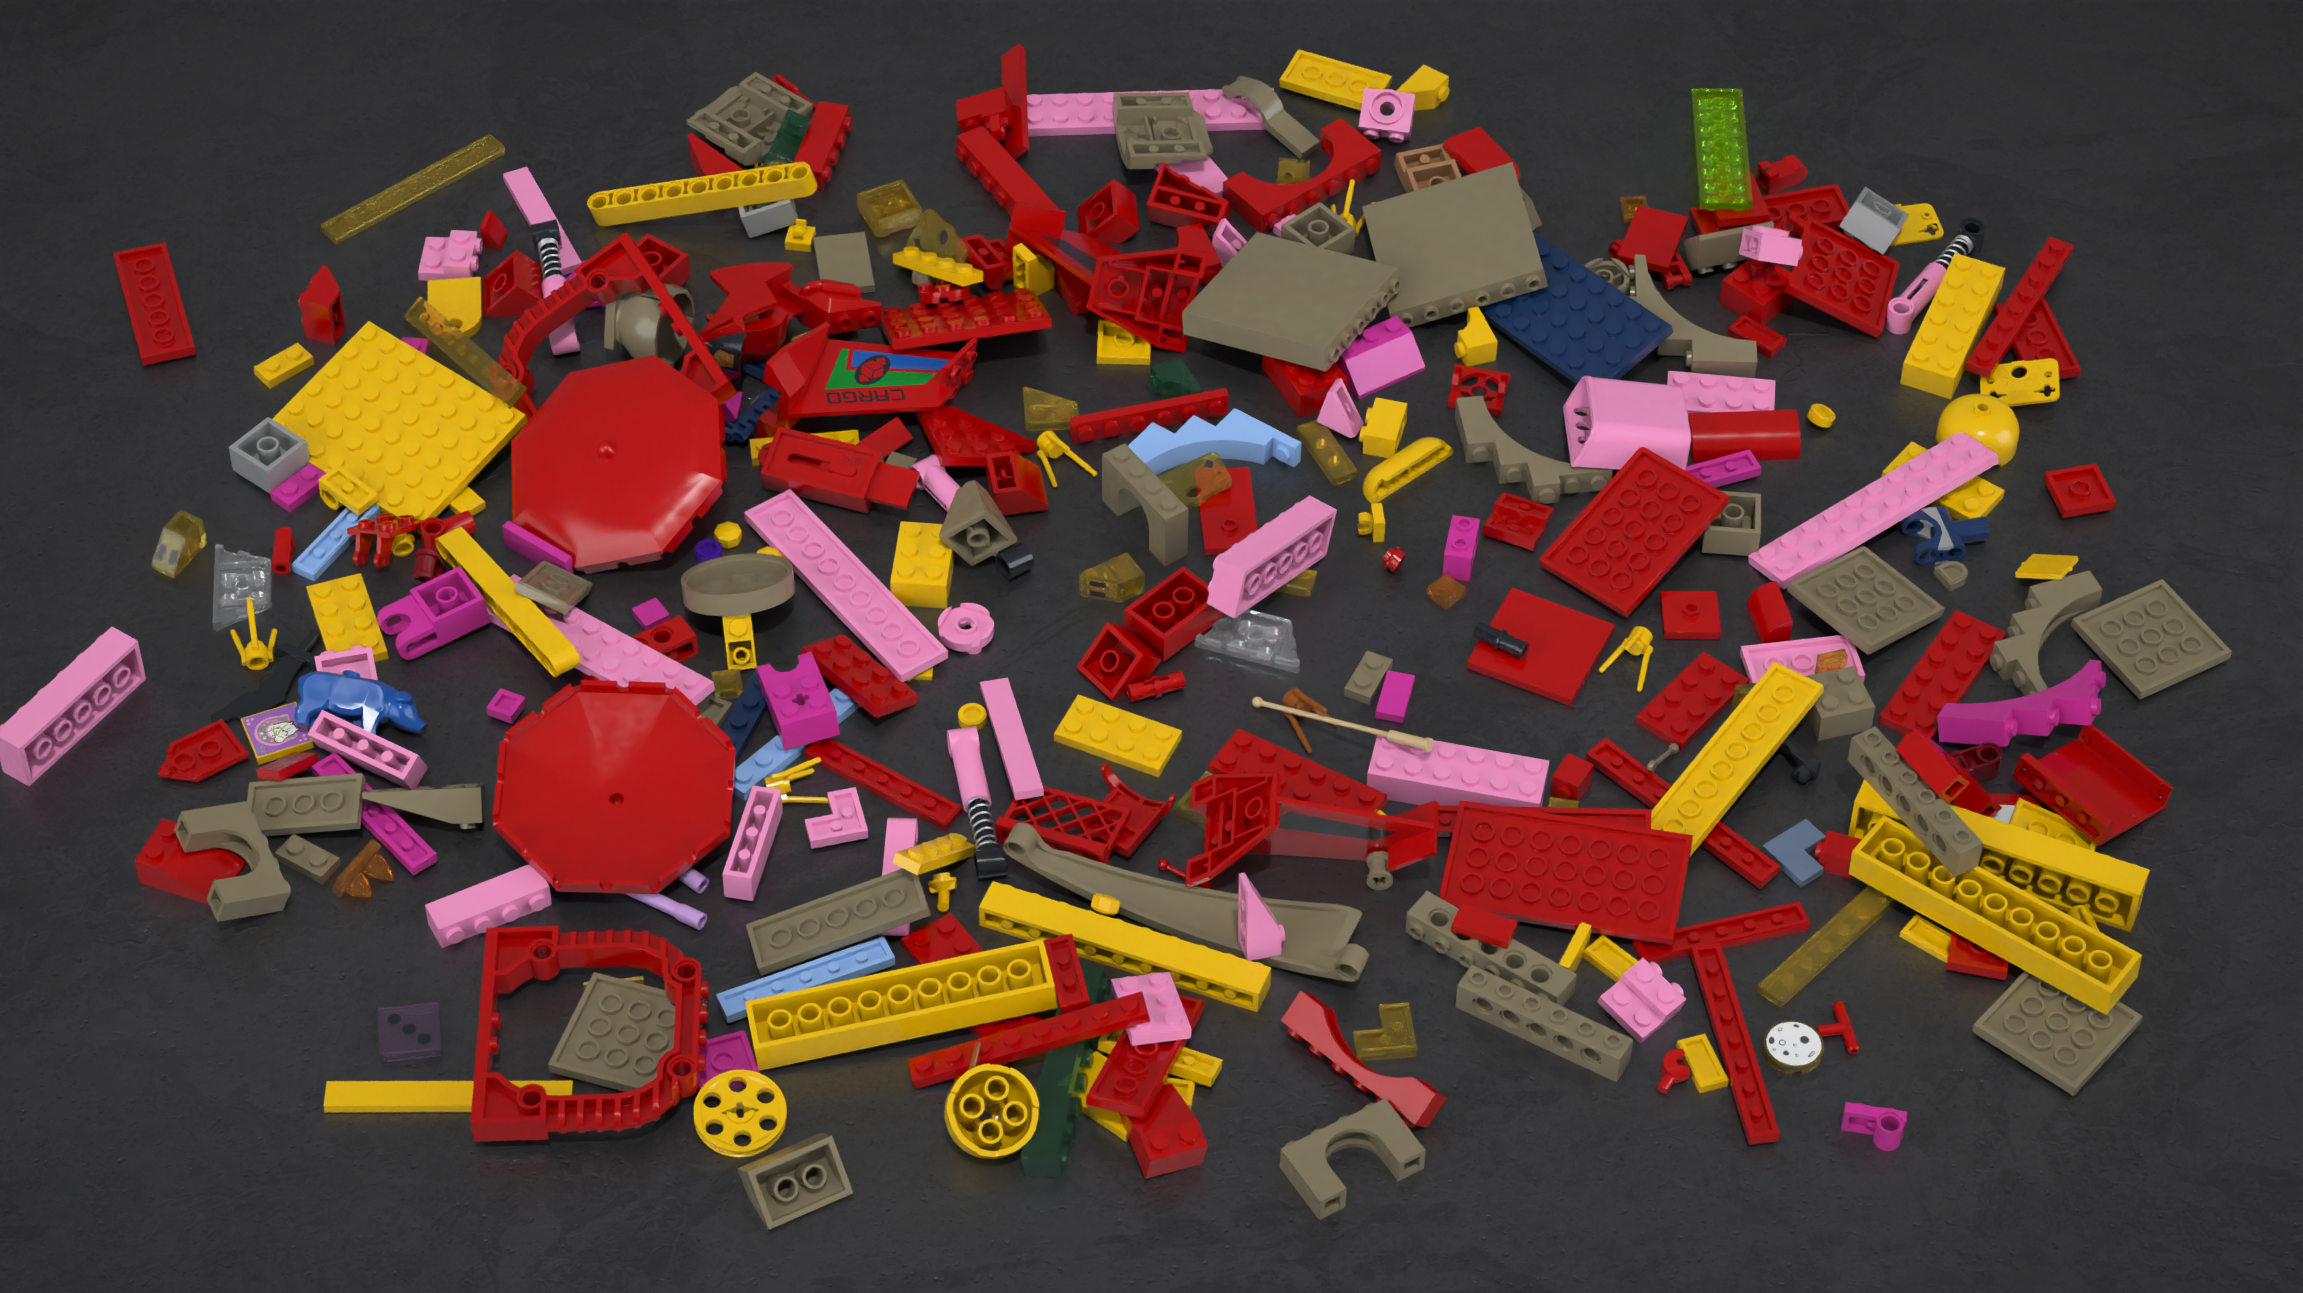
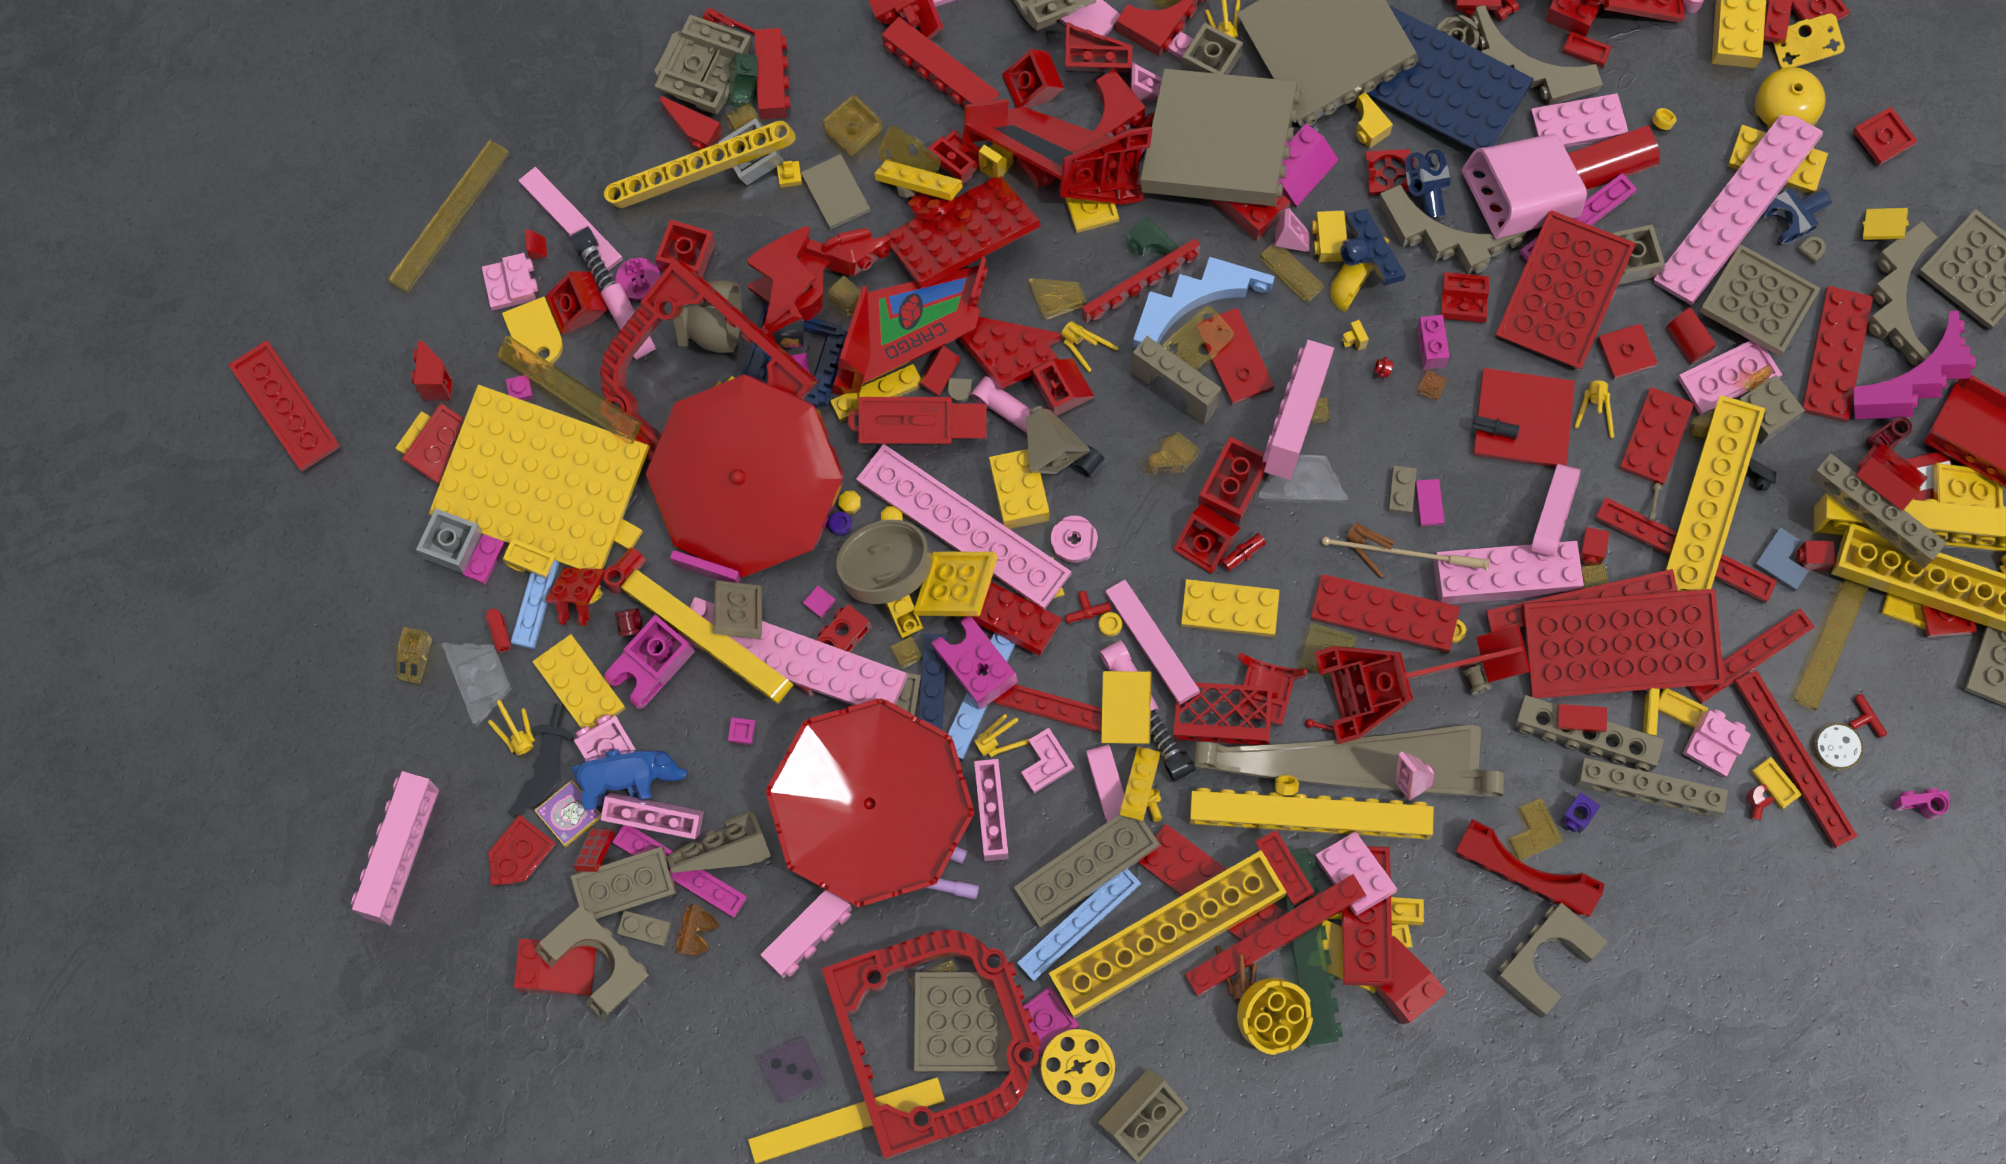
camera: 15 degrees left, 25 degrees up
(292, 371) = (435, 444): none -> red tile
(809, 624) = (956, 584): none -> yellow plate
(951, 696) = (1087, 611): none -> red piece
(952, 785) = (1126, 707): none -> yellow tile
(1421, 436) = (1370, 248): none -> dark blue plate
(1447, 1026) = (1583, 804): none -> dark purple brick
(1517, 399) = (1428, 181): none -> dark blue connector
(1536, 726) = (1556, 510): none -> bright pink beam

